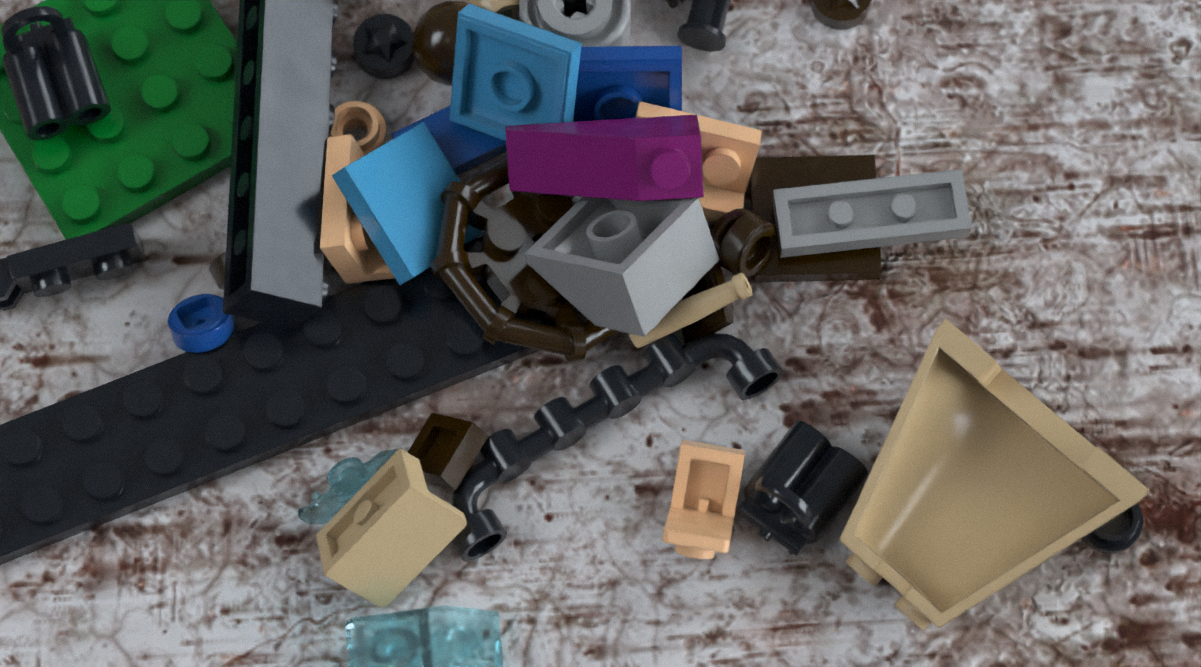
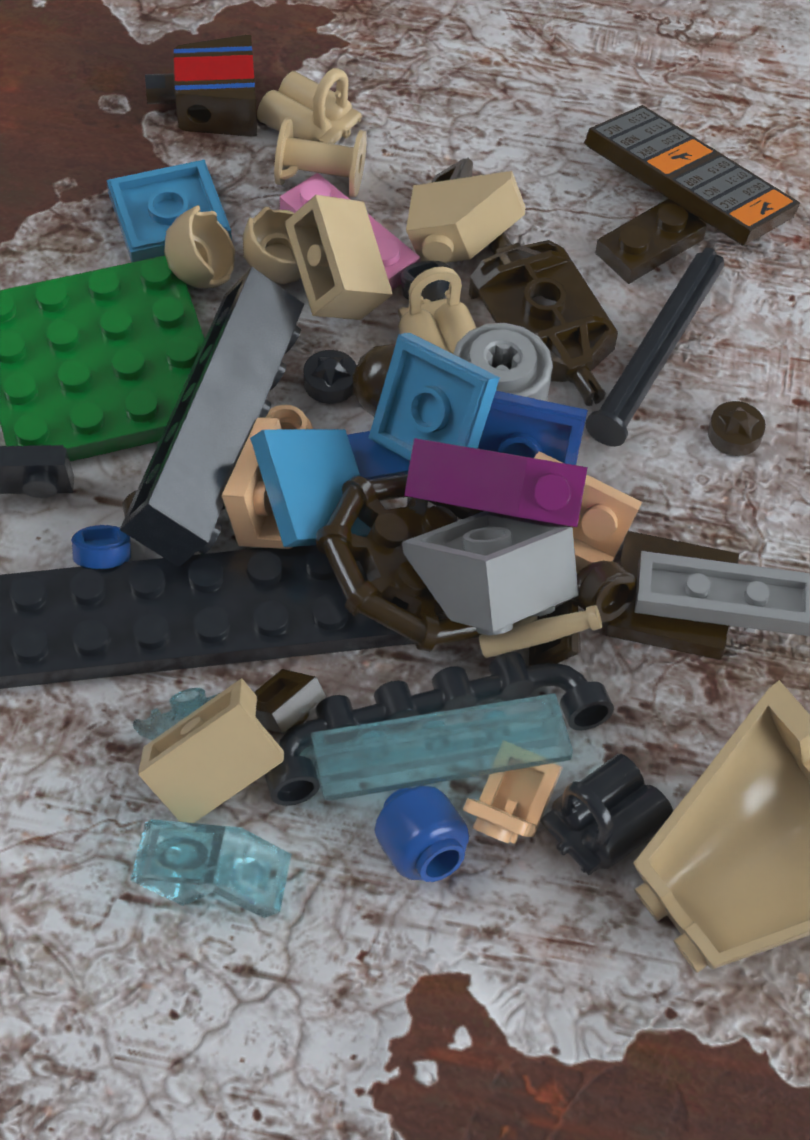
camera: 10 degrees right, 15 degrees down
(51, 73) = (41, 320): black piece -> none
(620, 466) = (440, 747): none -> clear light blue panel
(622, 558) = (422, 833): none -> blue head

